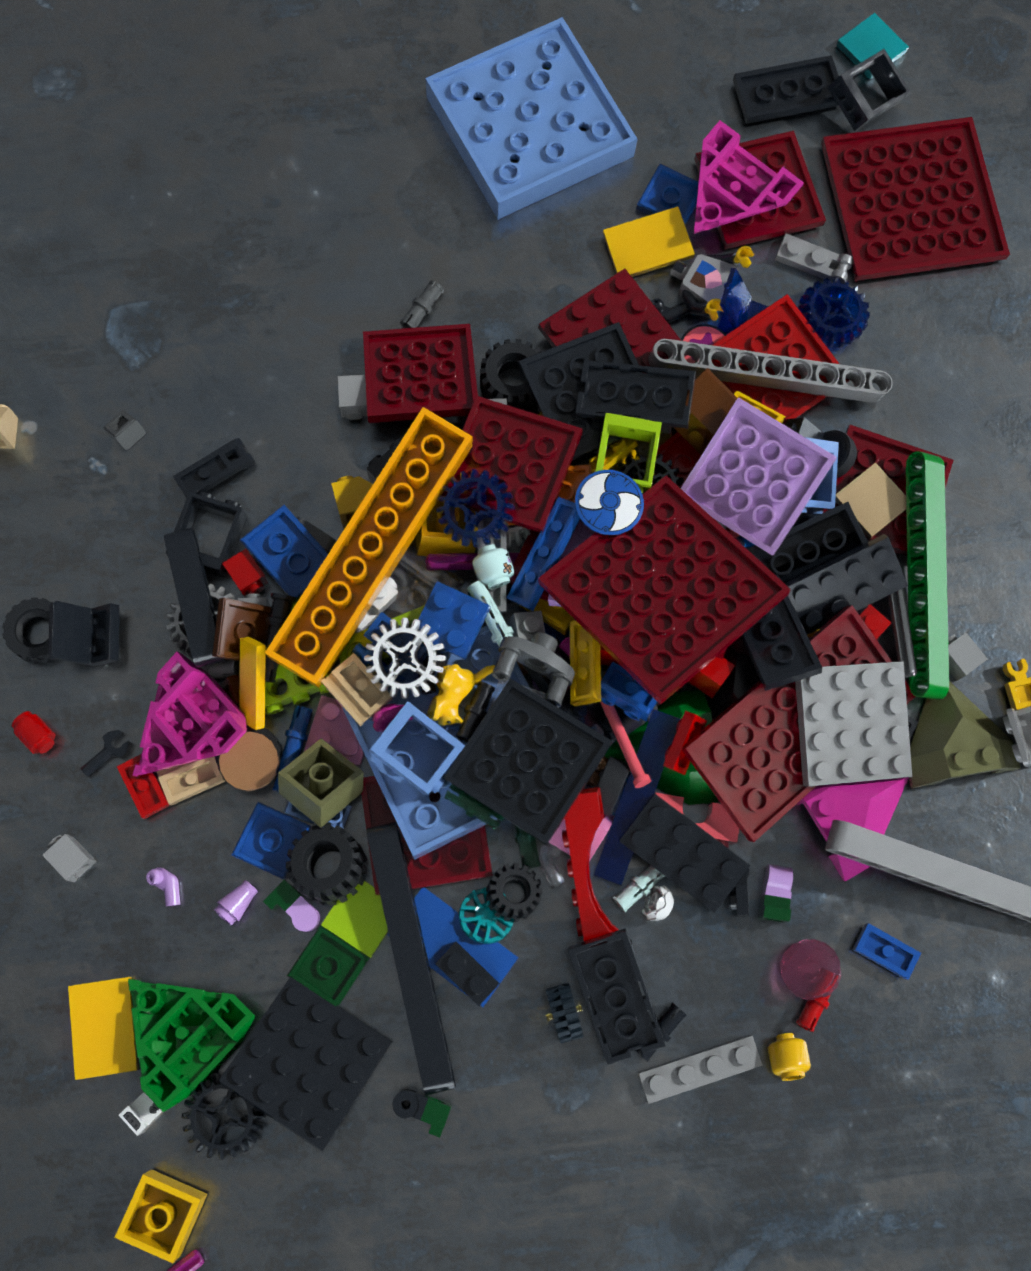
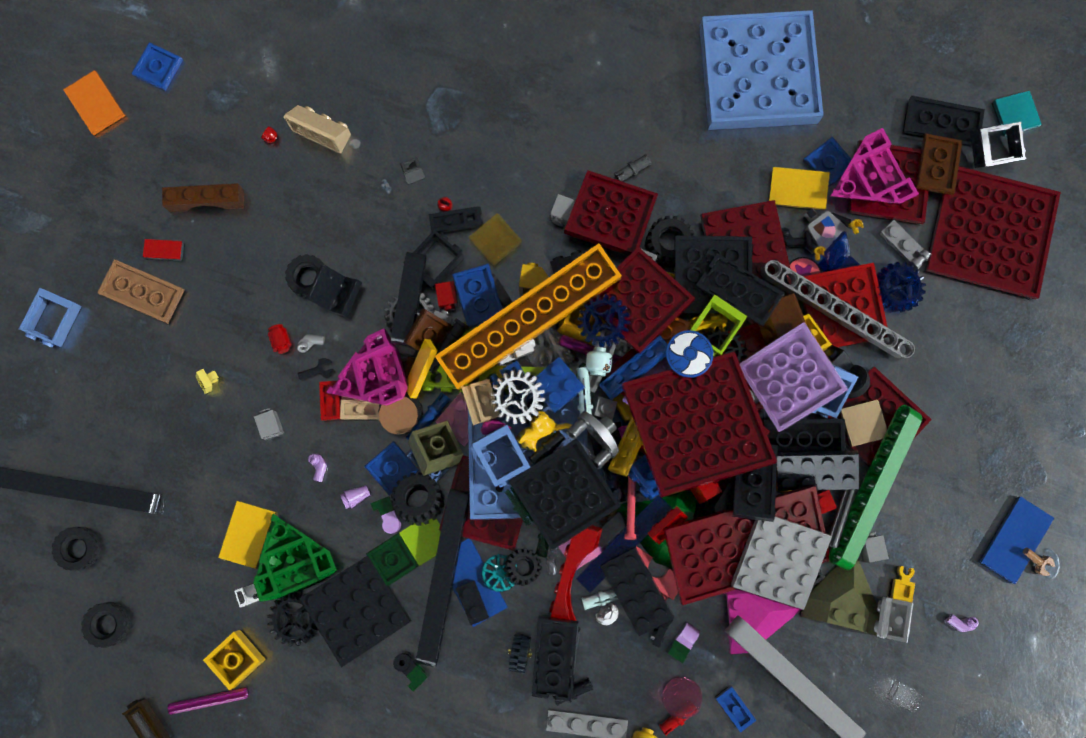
camera: 30 degrees right, 5 degrees up
(77, 718) = (308, 341): none -> light grey arm
(188, 459) = (442, 207): none -> red hinge
(279, 472) = (495, 239): none -> clear yellow plate
(808, 141) = (938, 164): none -> reddish brown tile

